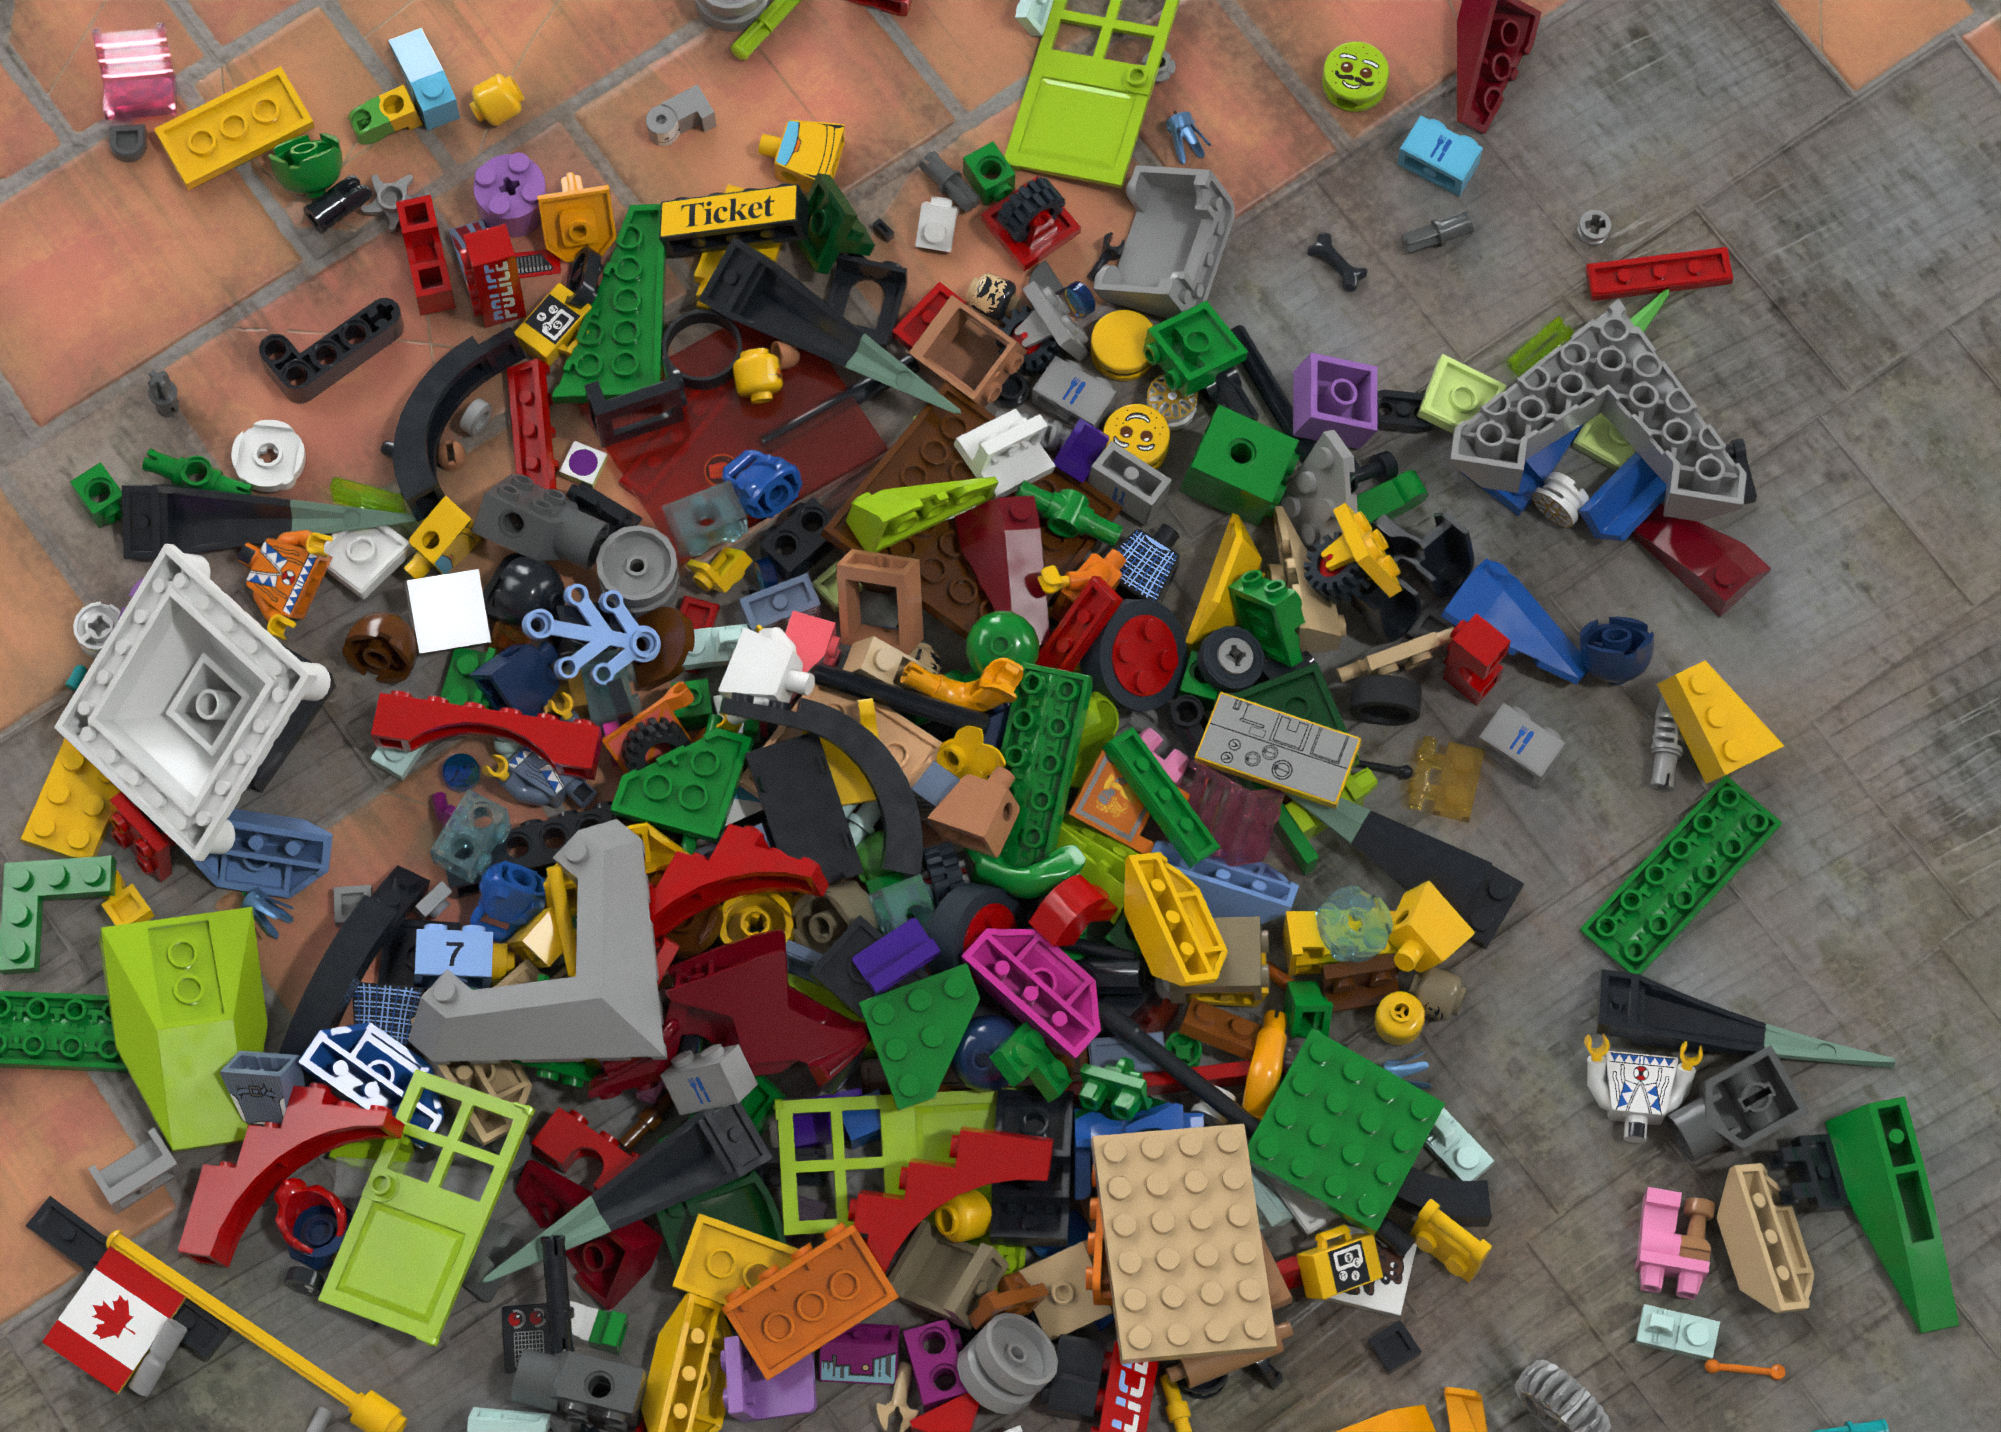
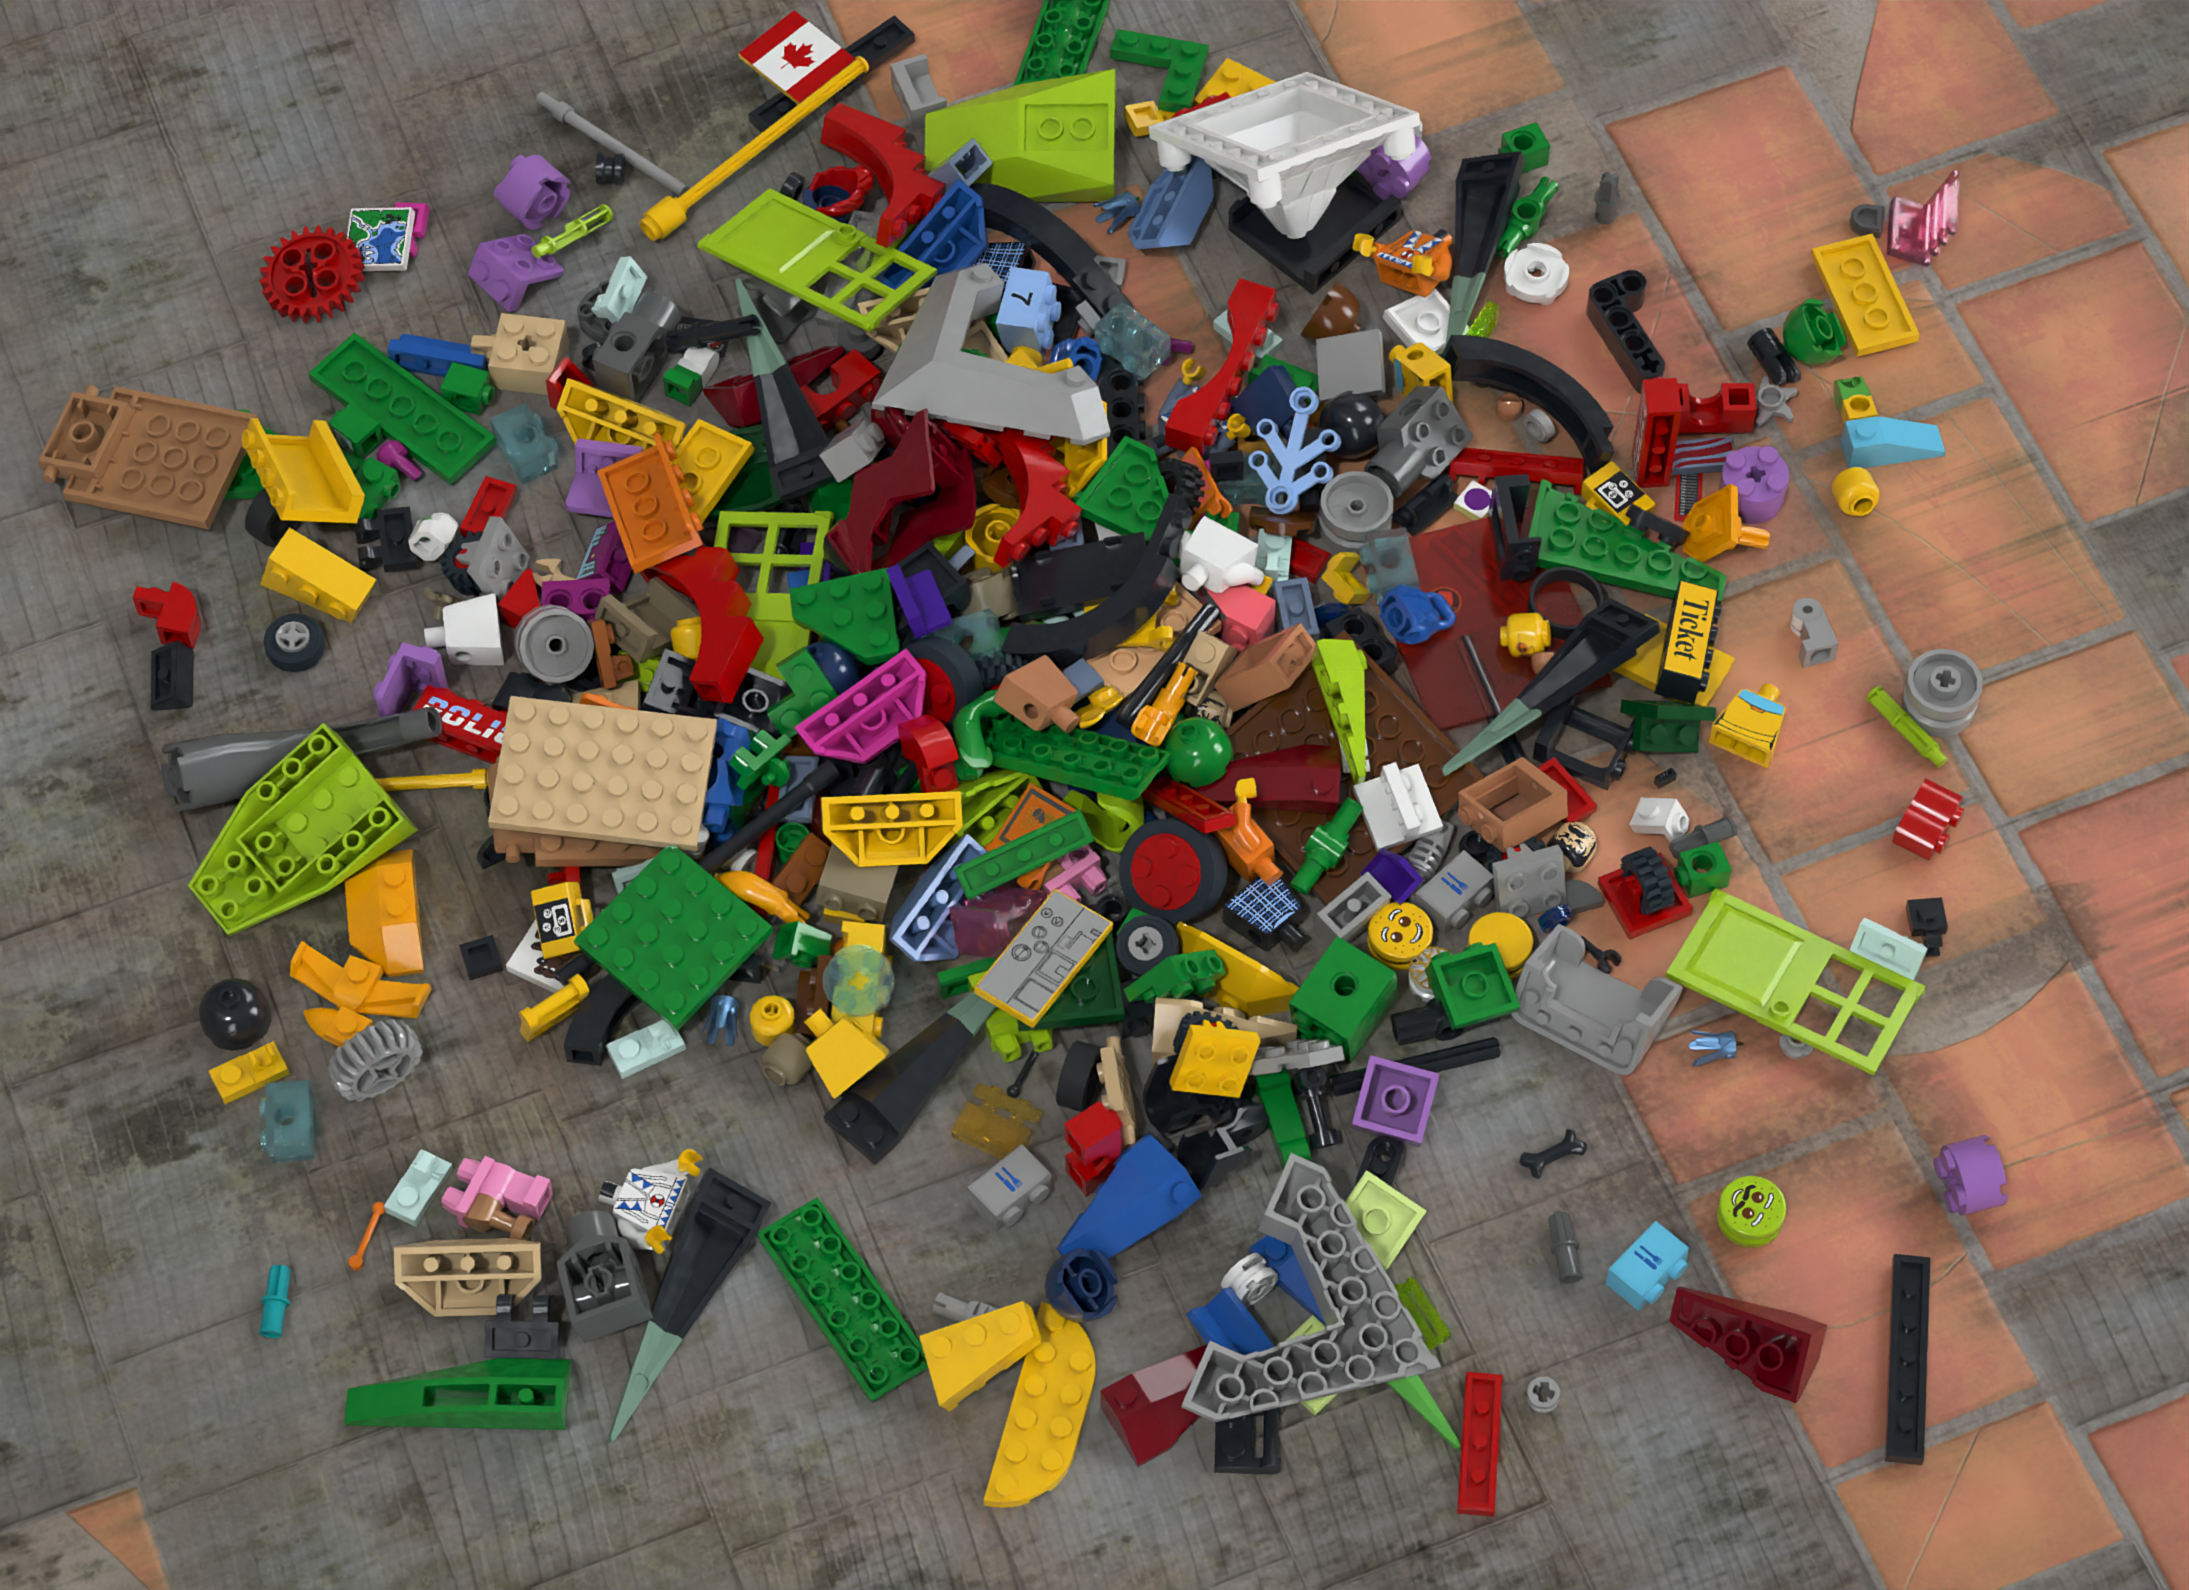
camera: 105 degrees right, 10 degrees down
(159, 1354) = (760, 83): light grey piece -> none
(461, 772) = (1211, 362): clear blue tile -> none
(1752, 661) = (1044, 1413): none -> yellow plate

